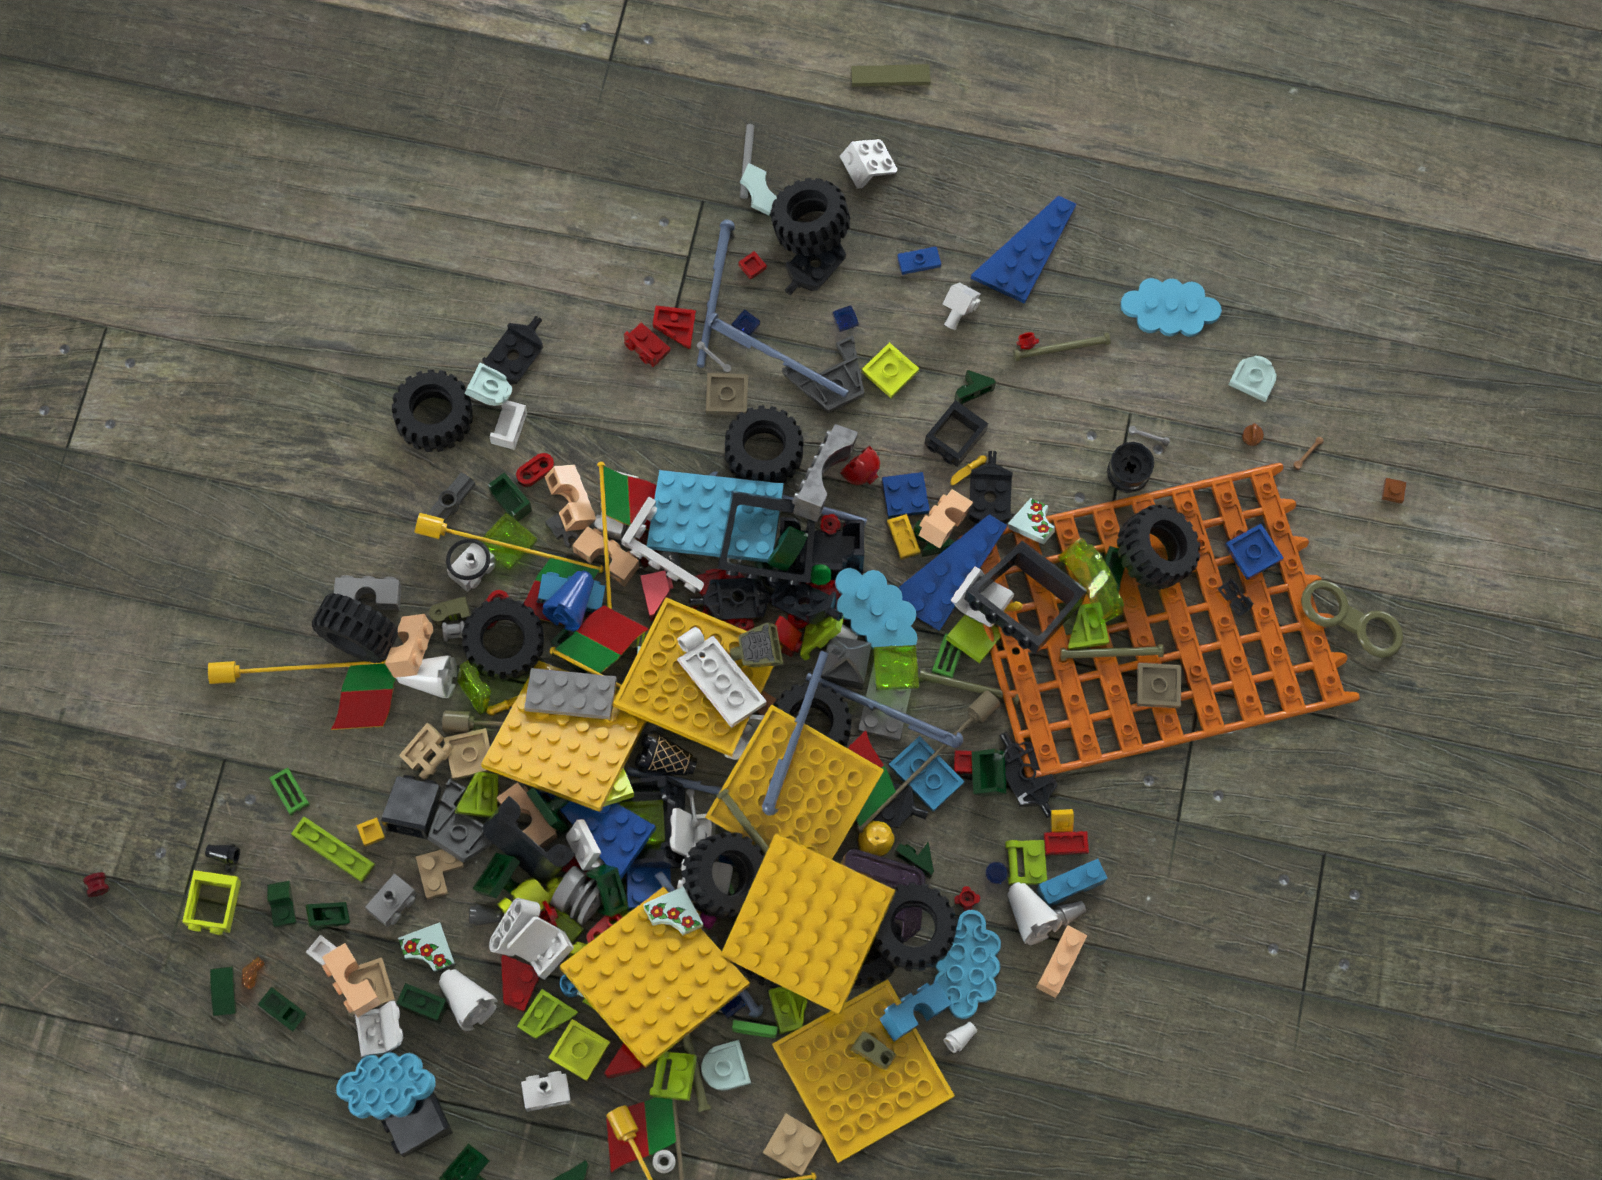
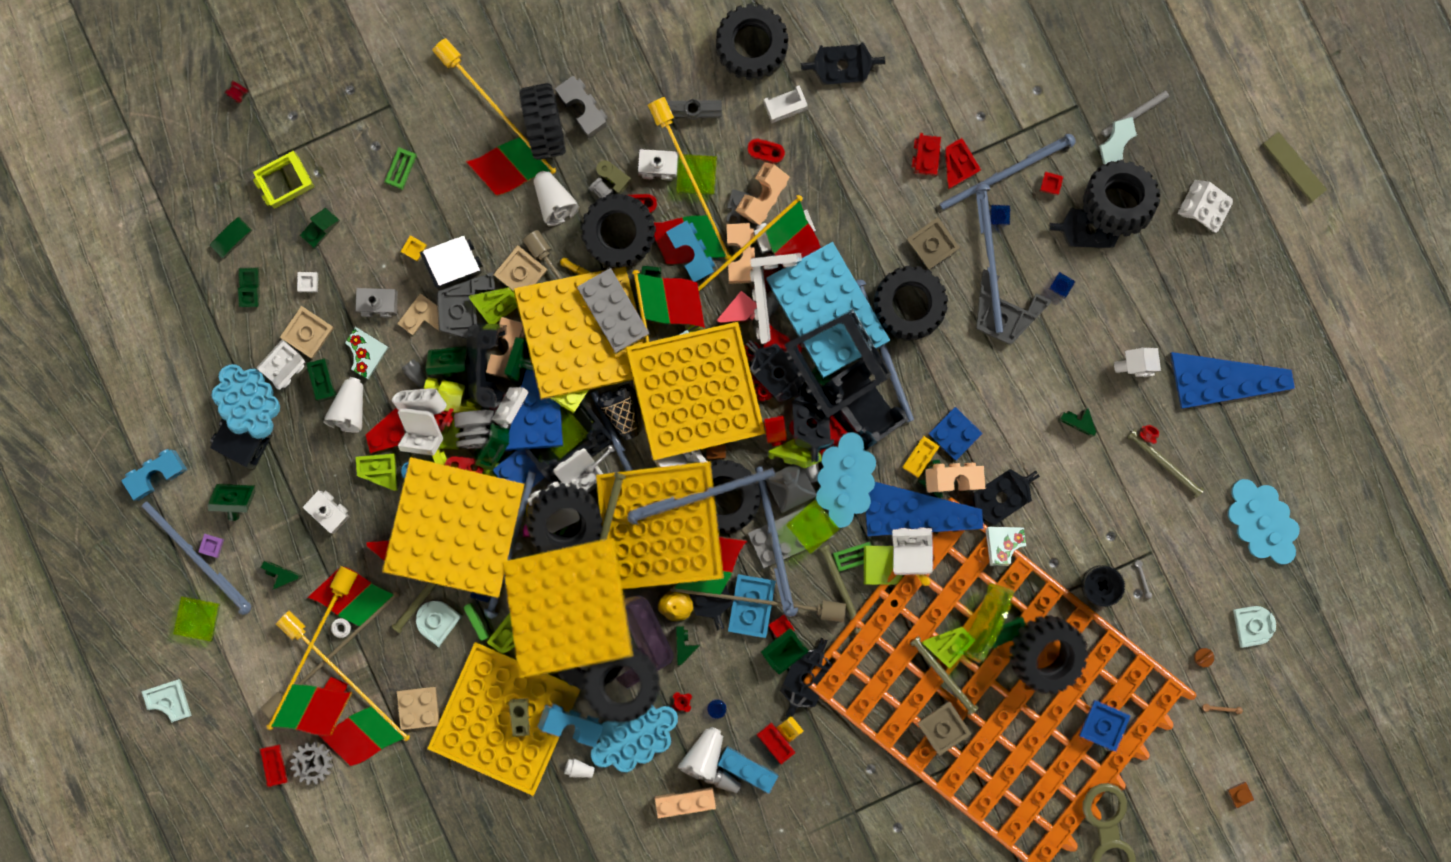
camera: 55 degrees right, 15 degrees up
(226, 854) = (323, 160): black cone -> none
(249, 973) = (256, 245): clear orange arm -> none
(327, 915) = (333, 266): dark green slope -> none
(333, 849) = (383, 232): lime tile -> none
(359, 996) = (302, 303): light nougat arch -> none
(415, 635) = (550, 175): light nougat arch -> none
(420, 749) = (498, 235): tan plate -> none
(454, 546) = (658, 175): black tyre -> none
(473, 687) = (571, 231): clear neon green plate -> none
(489, 386) = (800, 68): light aqua tile -> none
(510, 497) = (730, 150): dark green panel -> none
(570, 601) = (680, 257): blue cone -> none
(579, 1050) = (372, 512): neon yellow plate -> none
(674, 910) = (510, 506): light aqua tile -> none
(680, 1076) = (403, 596): lime plate -> none
(719, 677) = (703, 408): white hinge -> none
(726, 367) = (955, 195): light grey hinge -> none
(759, 647) = (746, 420): torso -> none
(788, 549) = (838, 384): dark green slope -> none
(812, 494) = (951, 358): flat silver arch -> none
(820, 574) = (841, 419): green tile -> none
(825, 523) = (884, 396): red plate -> none
(862, 468) = (950, 387): red cylinder -> none
(890, 370) = (1045, 349): neon yellow plate -> none
(919, 260) = (1153, 304): blue plate -> none
(962, 473) = (1010, 465): yellow piece -> none
(967, 418) = (1051, 435): black window -> none
(1033, 862) = (745, 729): lime plate -> none
(1045, 574) = (965, 583): black windscreen -> none
(1232, 594) = (1056, 739): black piece -> none

